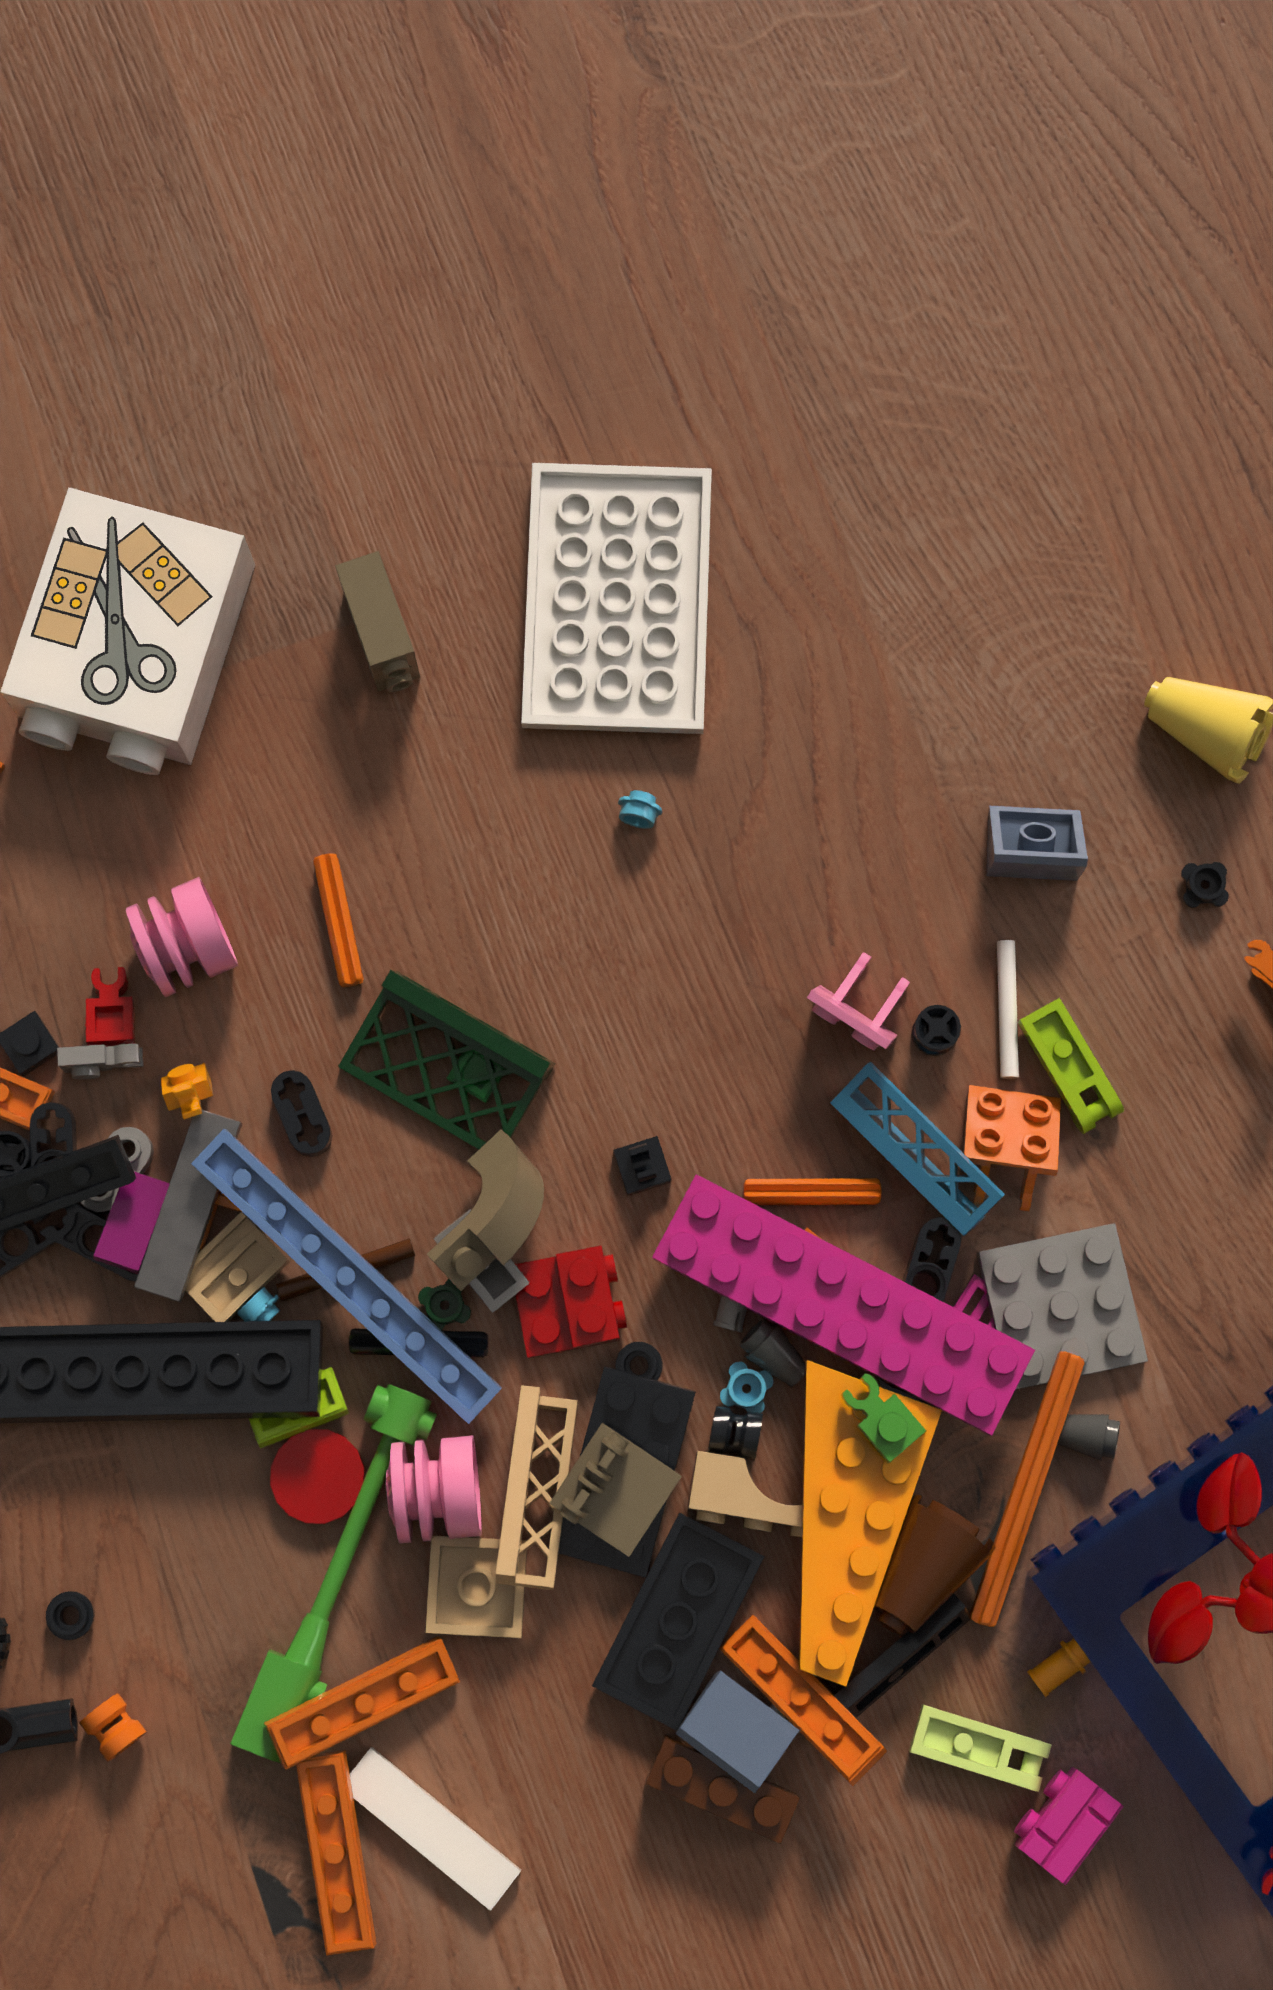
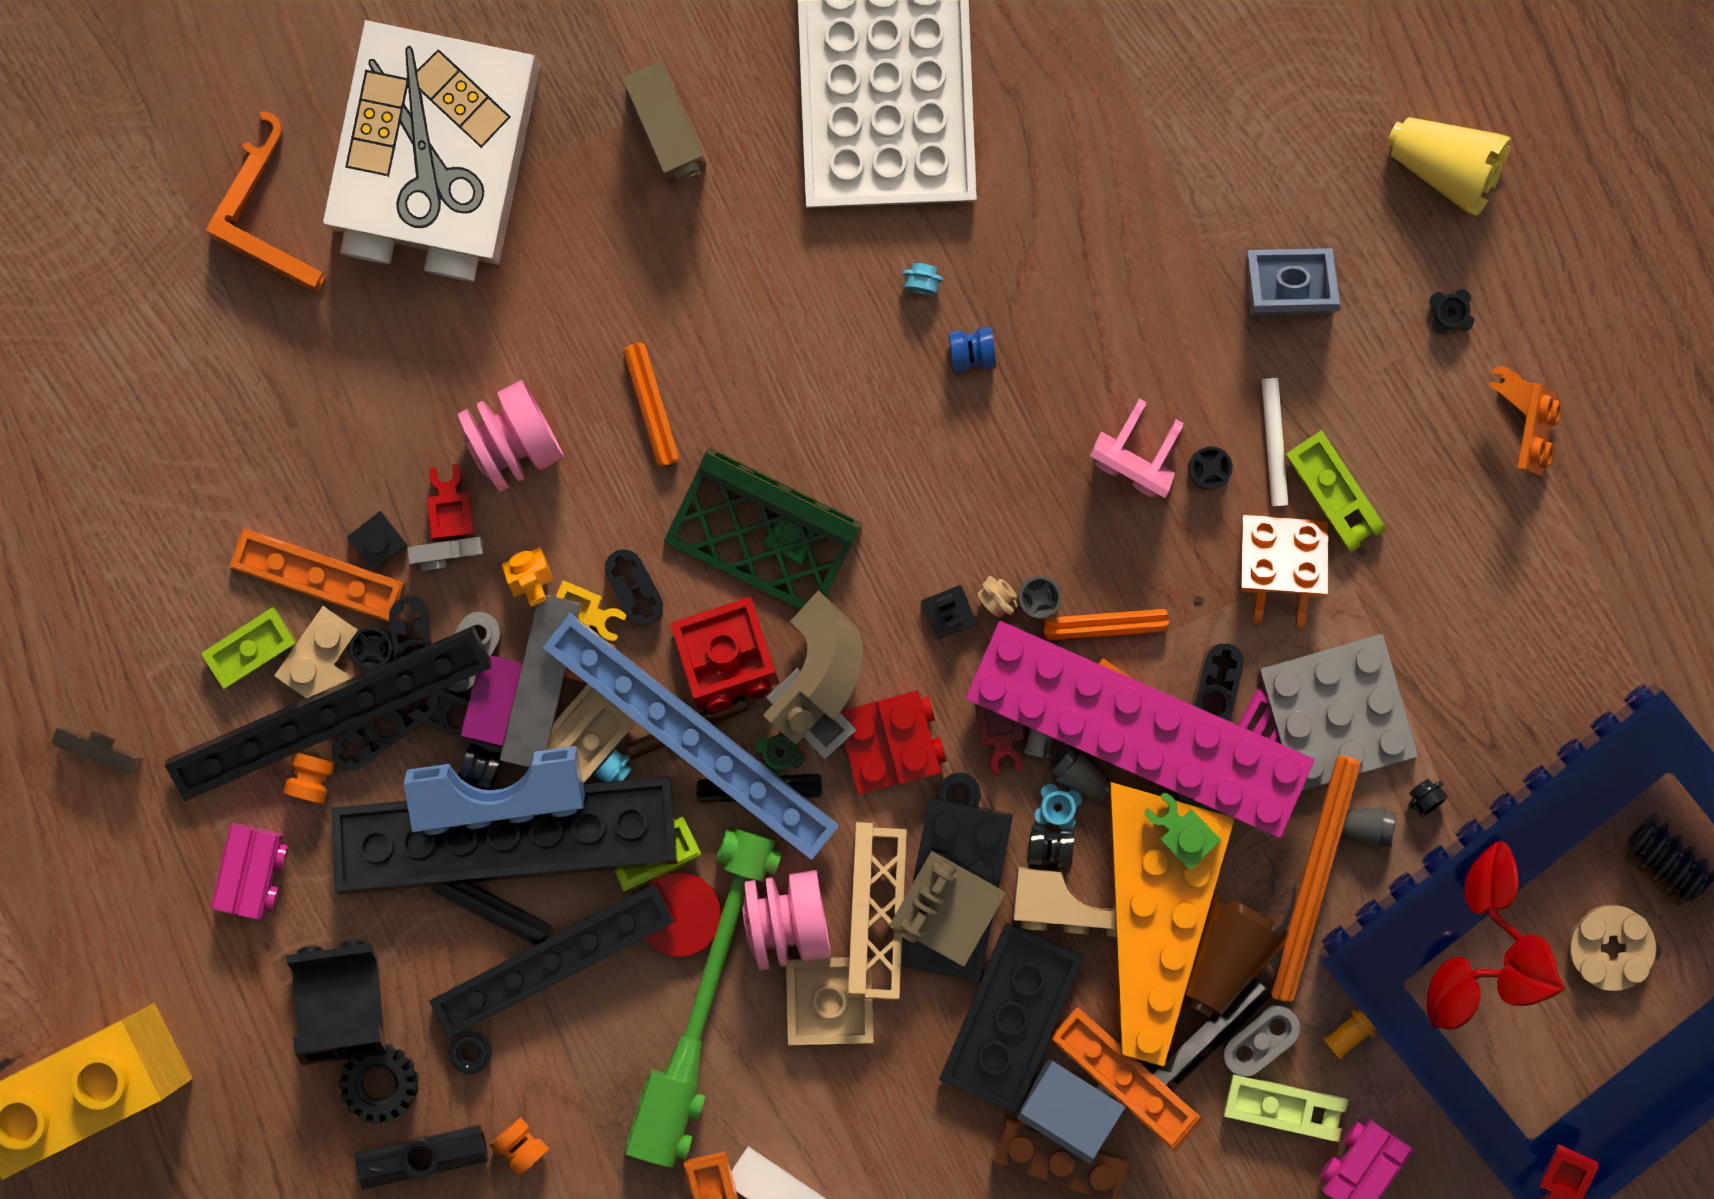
camera: 10 degrees left, 10 degrees up
(64, 1323) = (443, 800): none -> medium blue arch
(112, 1297) = (479, 767): none -> black wheel
(114, 1457) = (496, 910): none -> black axle
(170, 1517) = (552, 960): none -> black plate
(250, 1132) = (589, 611): none -> yellow plate
(361, 1702) = (737, 1109): orange tile -> none
(393, 1193) = (725, 655): none -> red plate
(687, 886) = (972, 350): none -> blue wheel
(689, 1300) = (1000, 732): none -> dark red plate
(696, 1152) = (998, 597): none -> tan plate
(743, 1147) = (1039, 597): none -> dark grey wheel
(909, 1156) = (1192, 588): dark azure fence -> none
(957, 1670) = (1263, 1044): none -> light grey plate
(1156, 1407) = (1427, 797): none -> black plate

